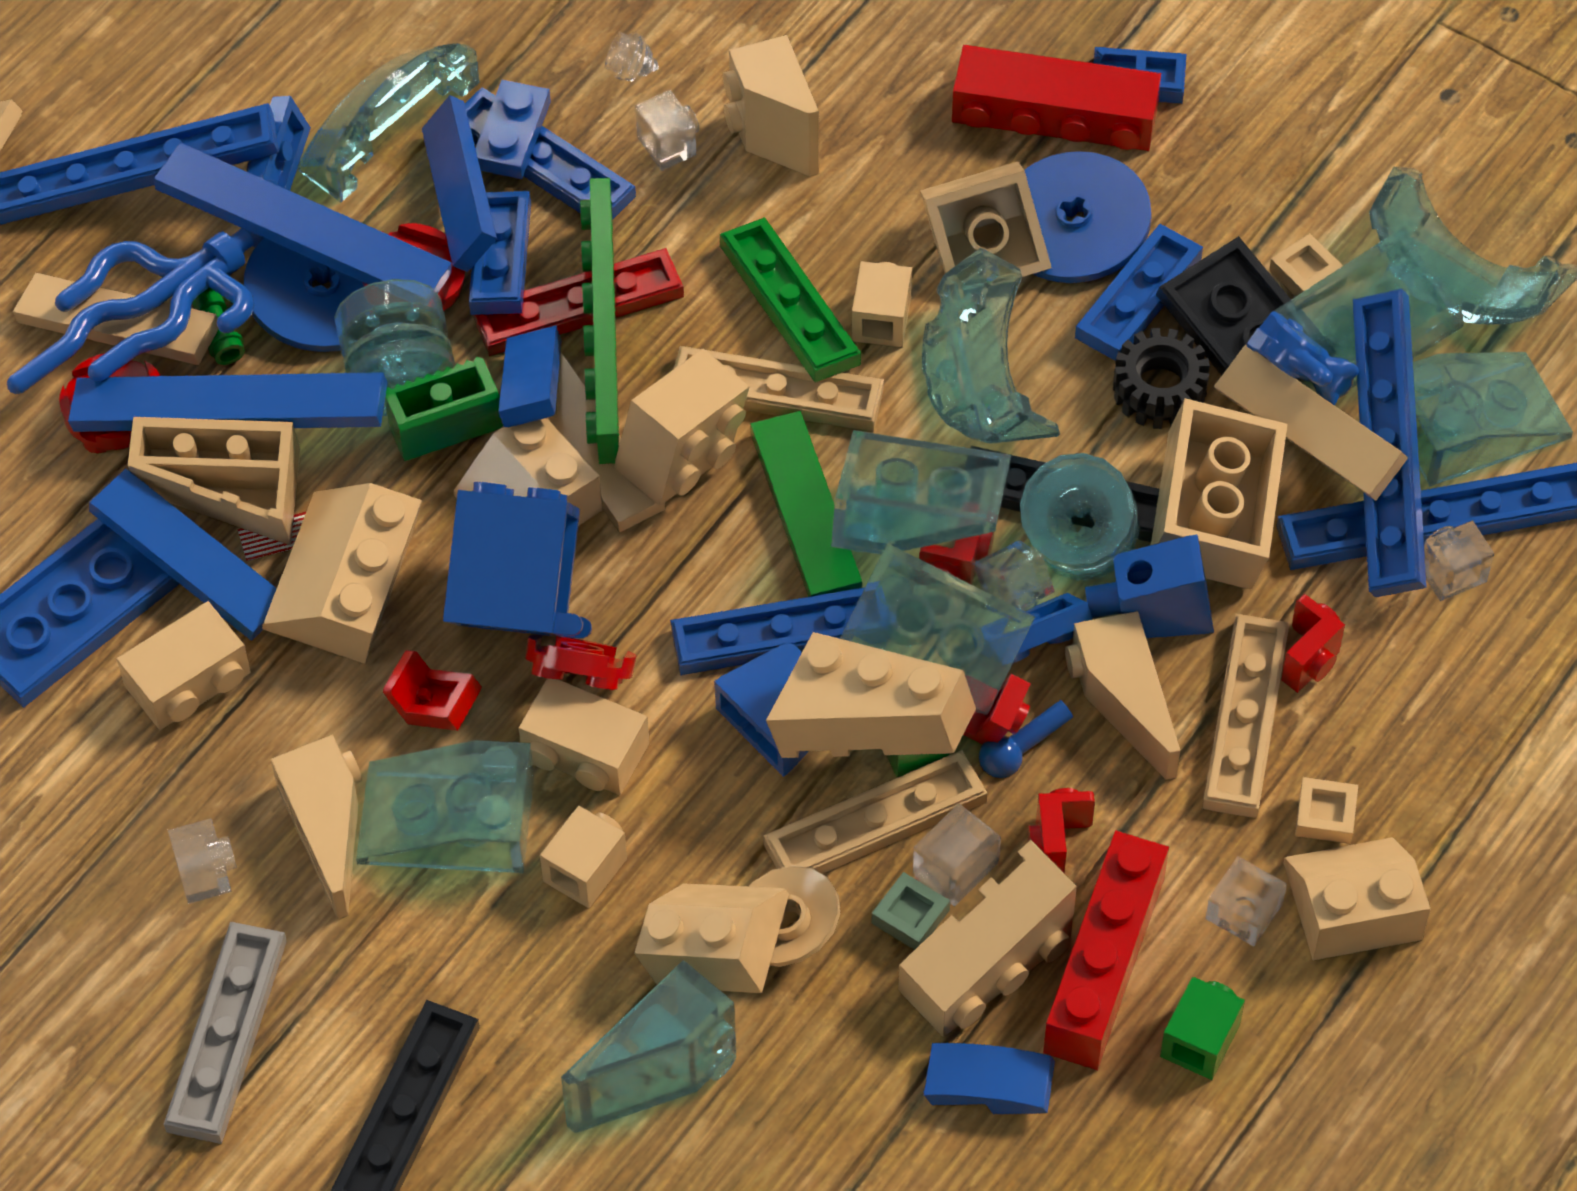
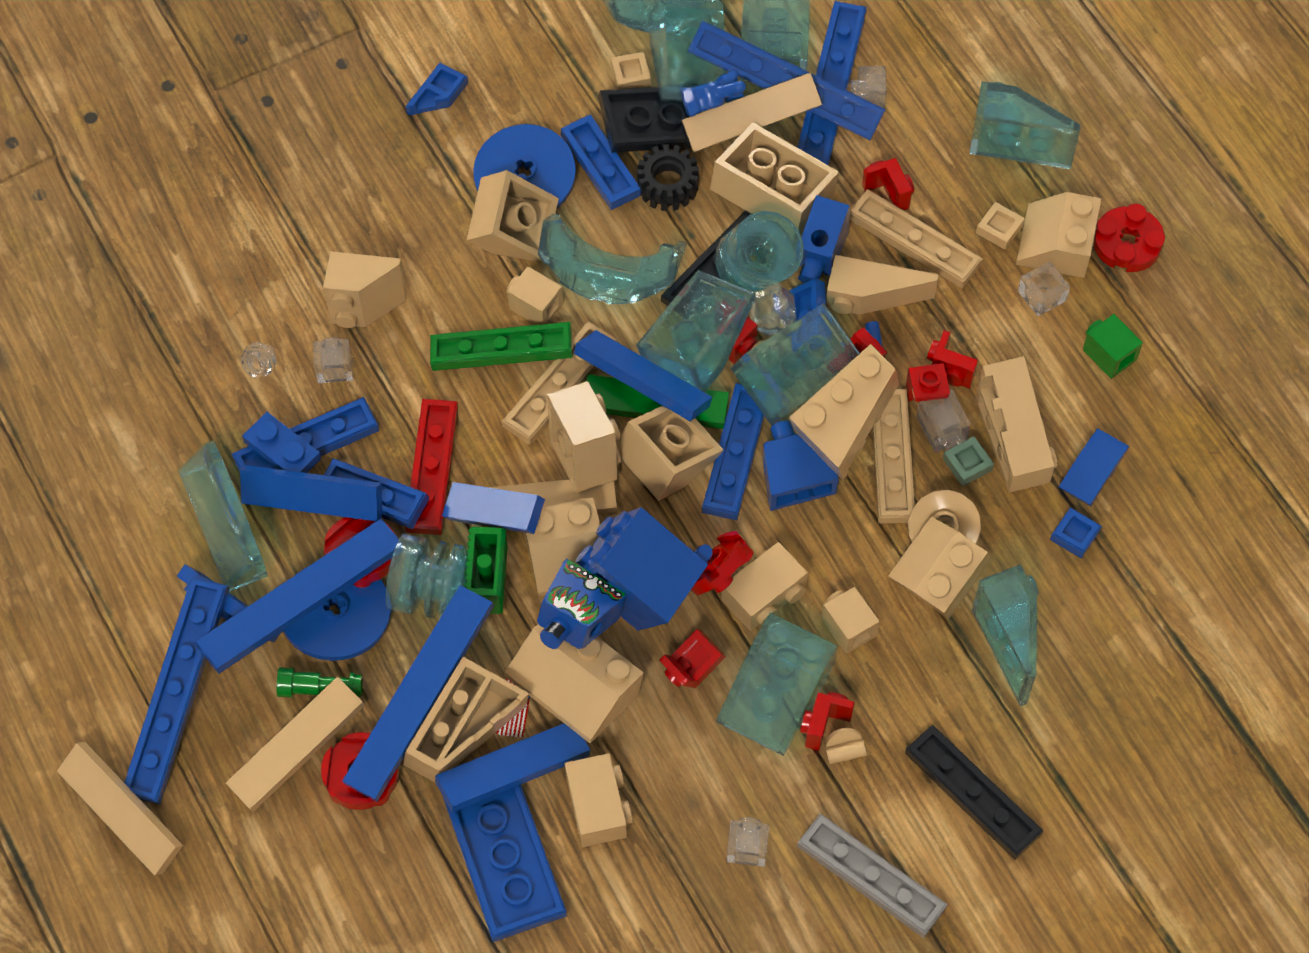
camera: 65 degrees left, 5 degrees up
(181, 278) = (296, 675): blue plant -> none
(323, 804) = (744, 755): tan slope -> none
(392, 921) = (844, 745): none -> tan plate
(408, 508) = (578, 607): none -> blue torso
(420, 875) = (826, 705): none -> red bracket
(600, 338) = (477, 453): green plate -> none
(731, 539) = (666, 450): none -> tan slope
(817, 463) = (643, 375): none -> blue tile
(873, 1096) = (1075, 533): none -> blue tile
(996, 806) = (927, 383): none -> red bracket
(1056, 97) = (434, 142): red brick -> none
(1105, 950) = (1054, 377): red brick -> none
(1408, 960) = (1132, 221): none -> red plate
(1488, 747) = (1021, 128): none -> clear light blue slope

